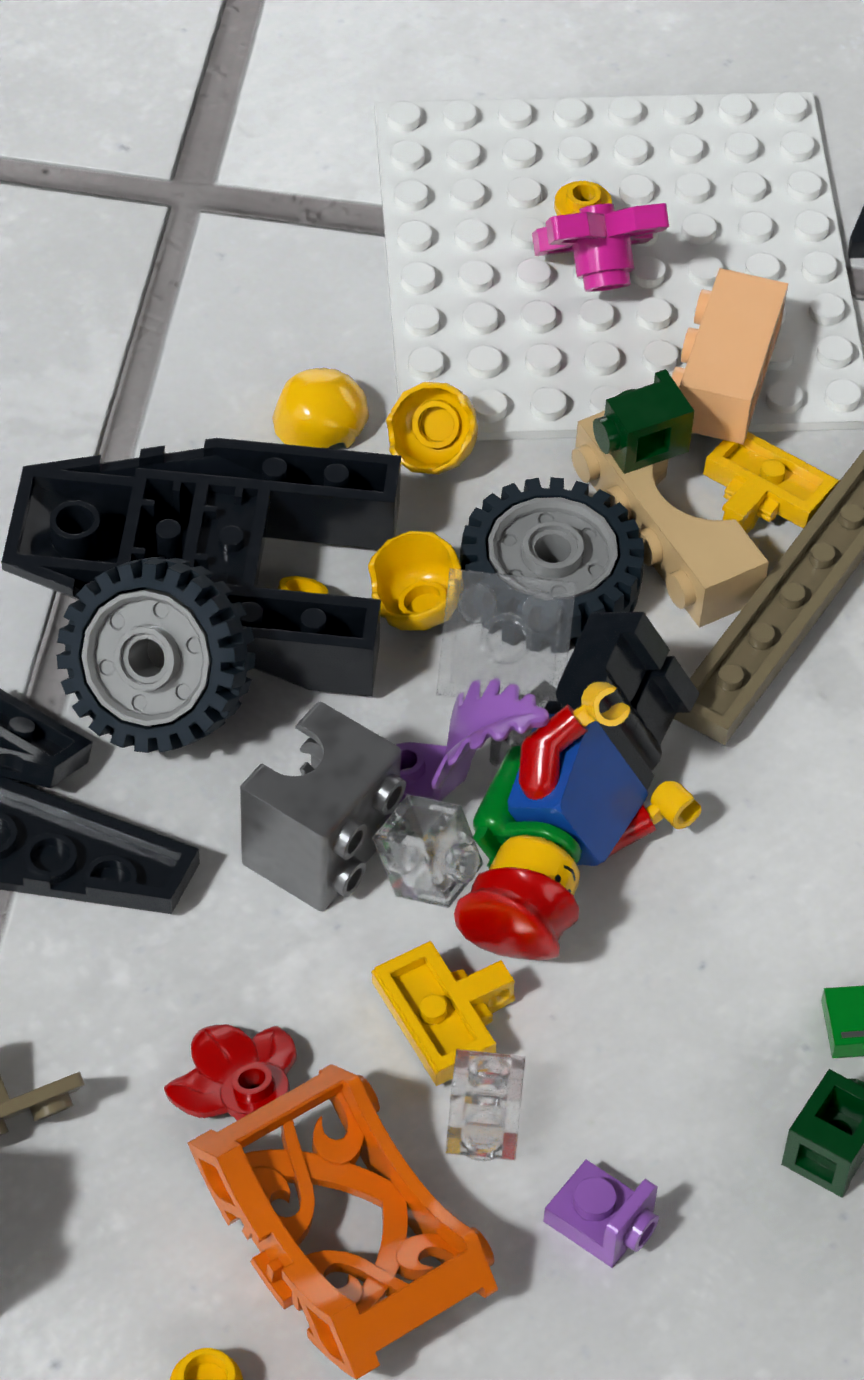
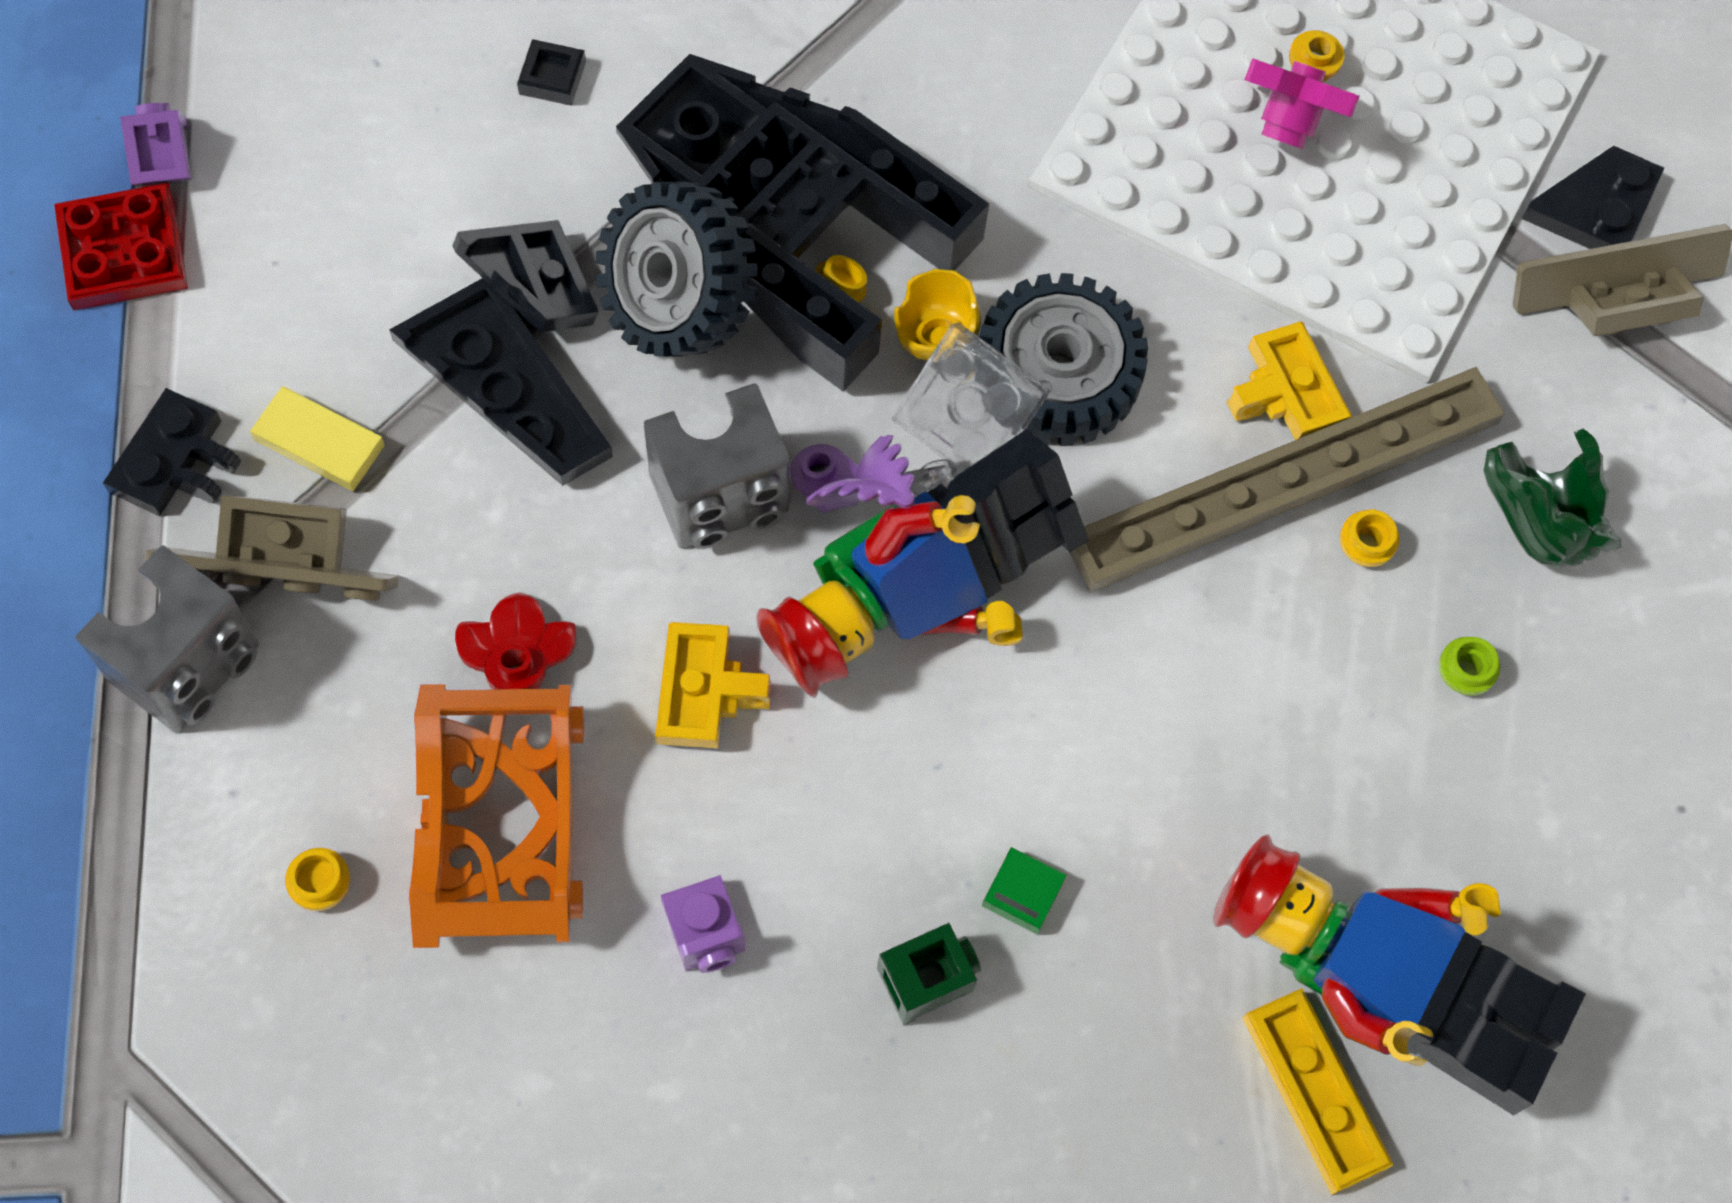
camera: 30 degrees right, 15 degrees up
(320, 409) = (976, 125): yellow hair -> none
(428, 850) = (776, 550): clear brick -> none
(432, 428) = (1046, 190): yellow hair -> none
(485, 1105) = (669, 786): clear brick -> none
(645, 424) = (1206, 283): dark green brick -> none
(704, 562) = (1187, 425): tan arch -> none
(730, 352) = (1333, 256): light nougat brick -> none

